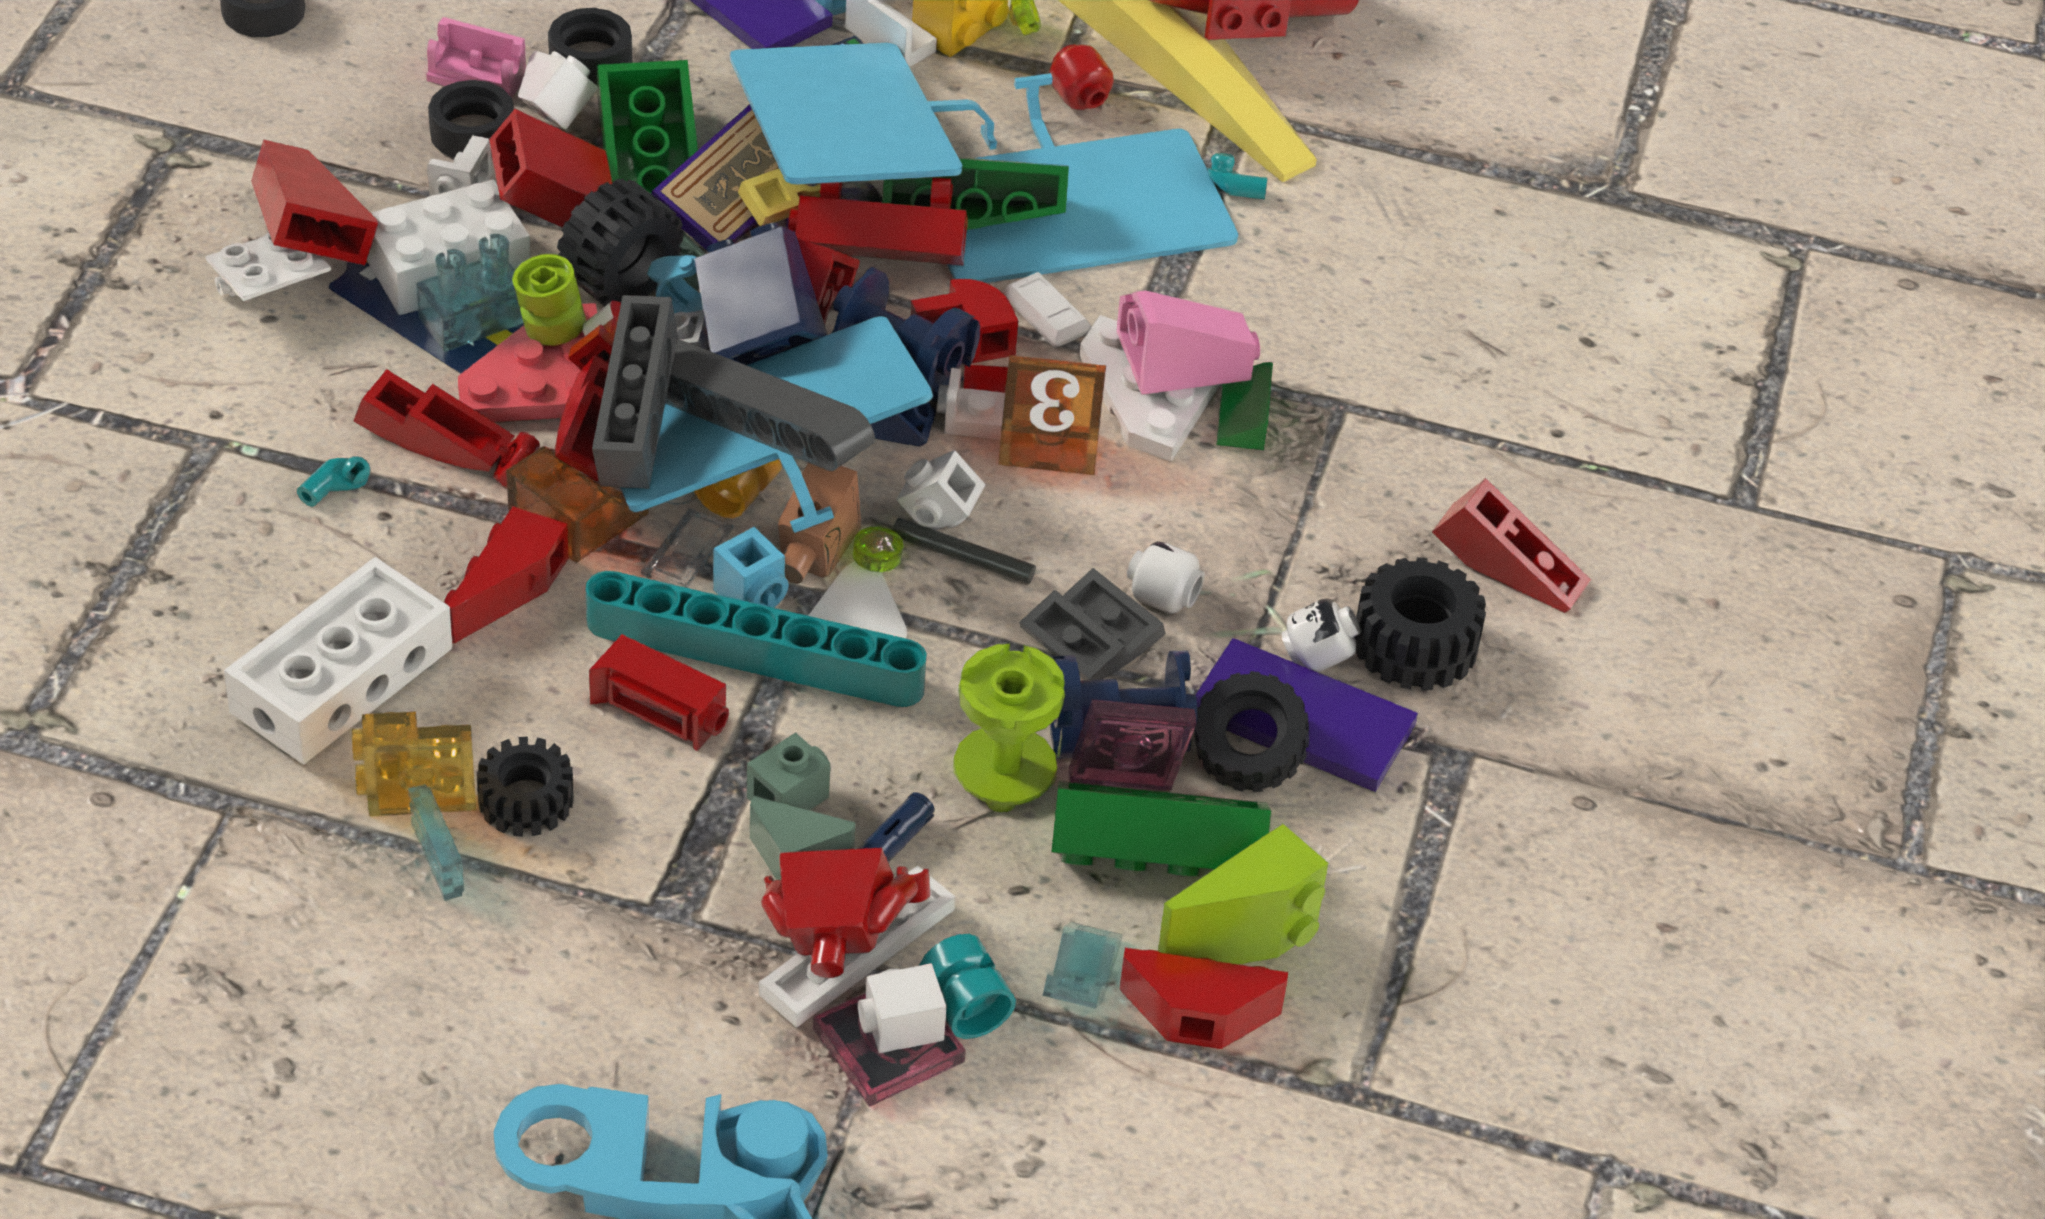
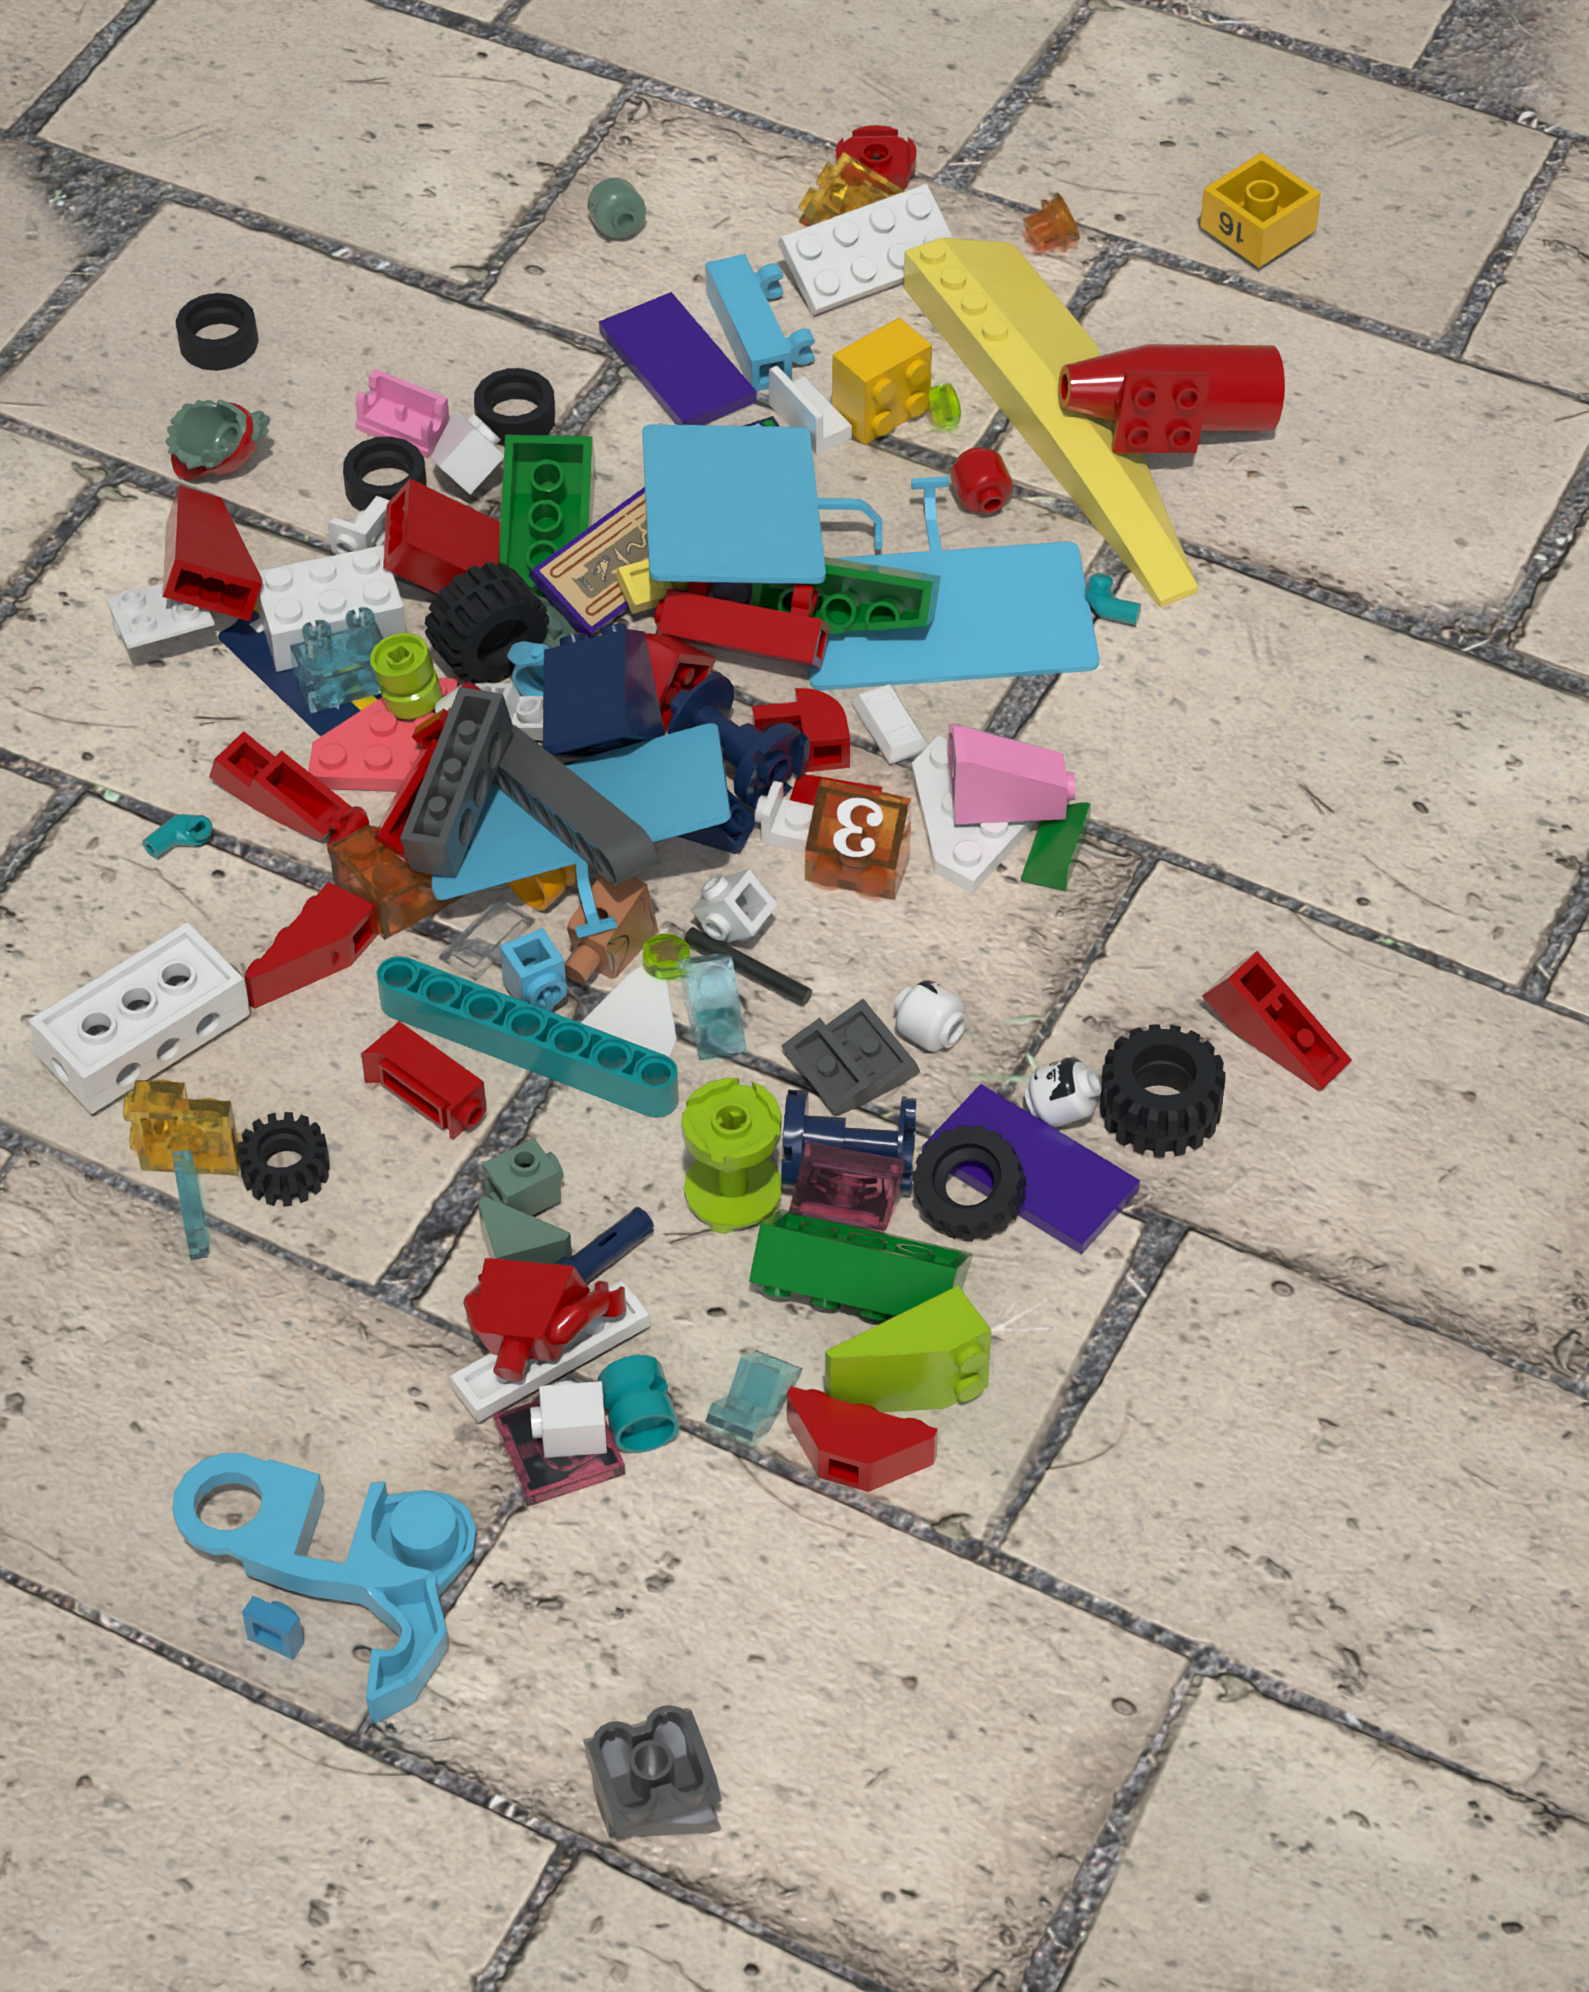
camera: 15 degrees right, 5 degrees up
(285, 95) = (213, 438): none -> sand green hair
(940, 588) = (713, 1005): none -> clear light blue slope

